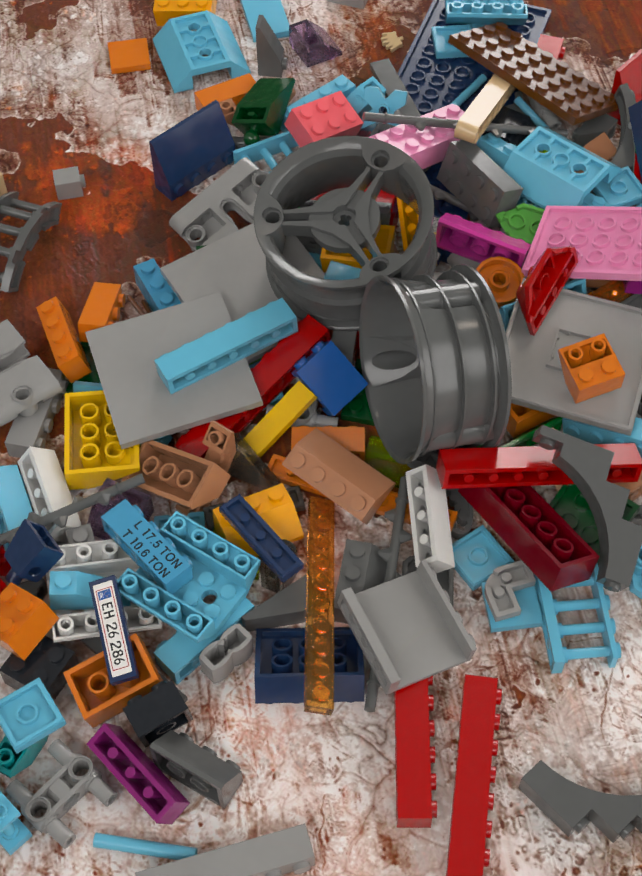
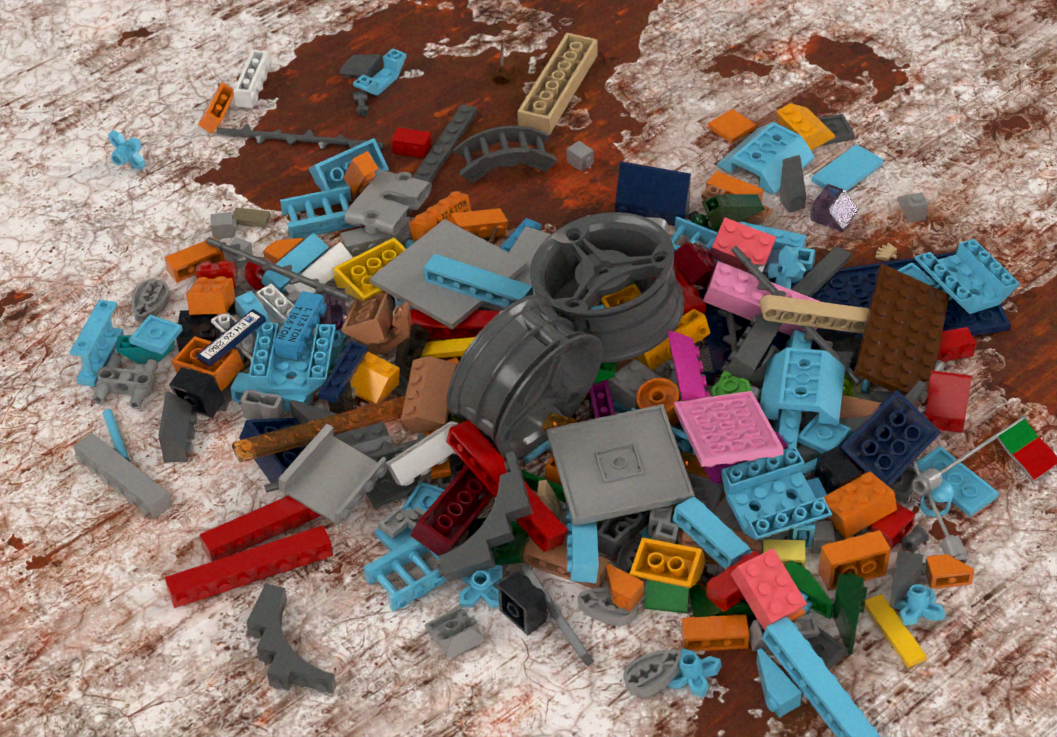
camera: 60 degrees right, 10 degrees down
(31, 553) = (253, 279): dark blue torso -> none
(138, 774) = (147, 416): magenta brick -> none
(545, 284) = (651, 408): red wedge -> none
(590, 368) = (600, 468): orange slope -> none

